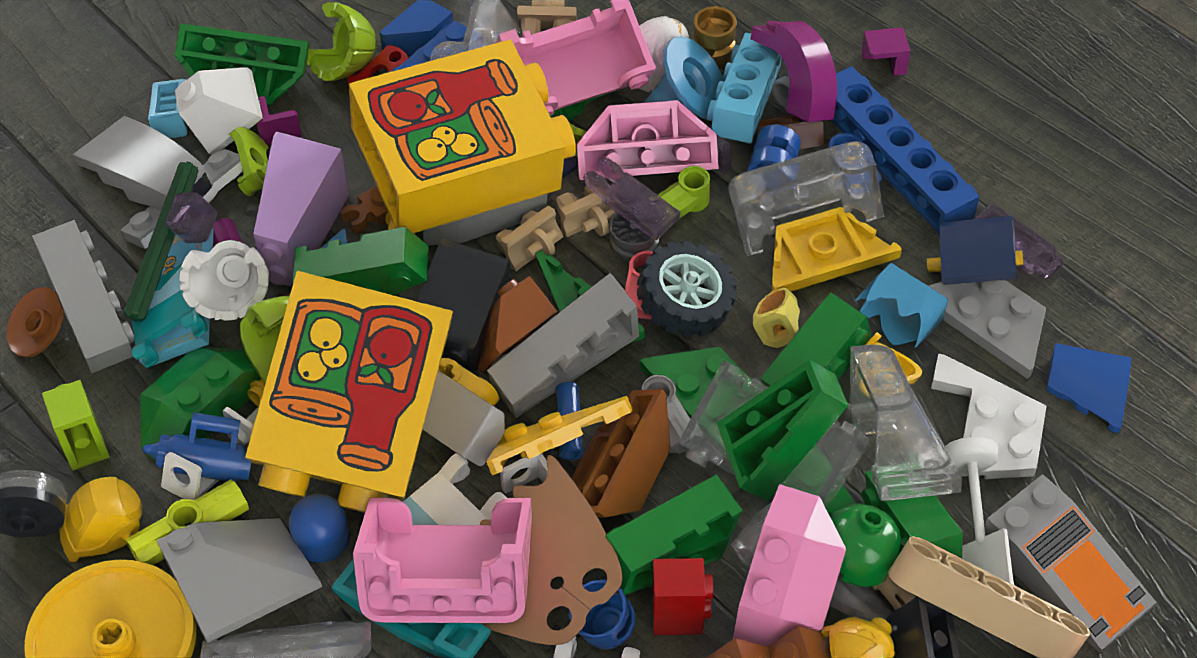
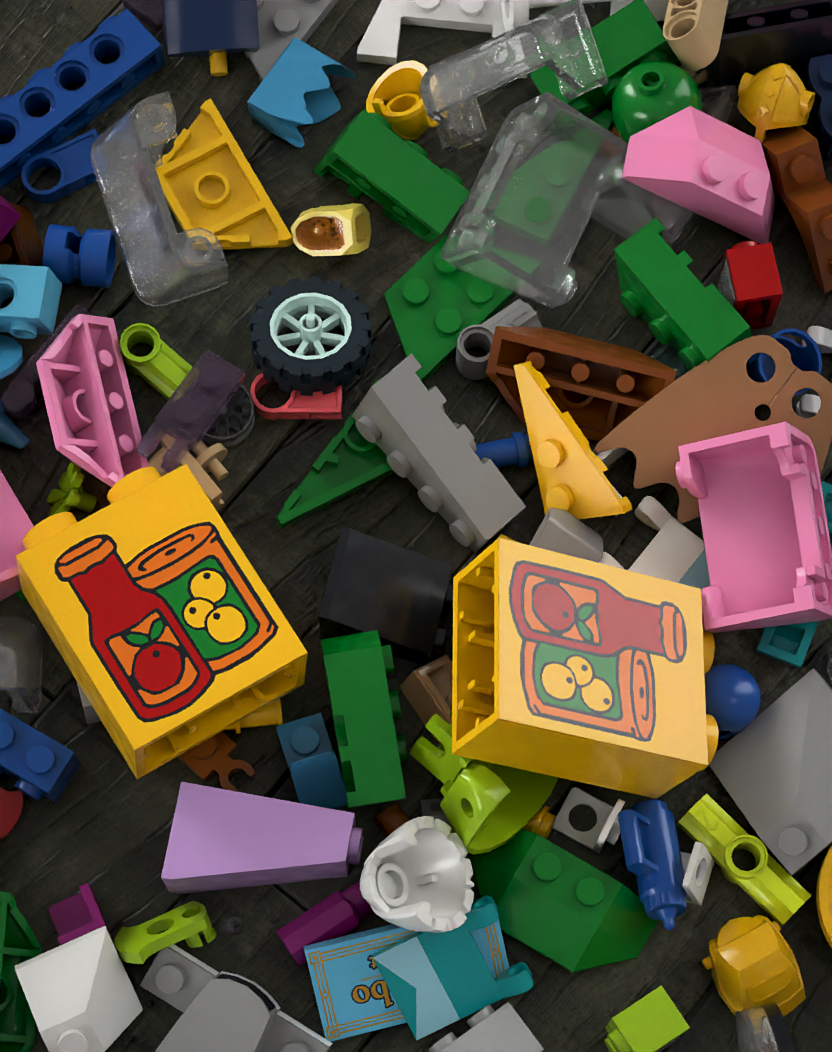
camera: 100 degrees left, 20 degrees up
(158, 247) = (347, 999): dark green axle -> none
(191, 217) = (314, 962): clear purple slope -> none
(514, 318) = (421, 516): dark orange slope -> none
(536, 233) = (264, 553): tan hips -> none
(781, 427) = (541, 187): green wedge -> none

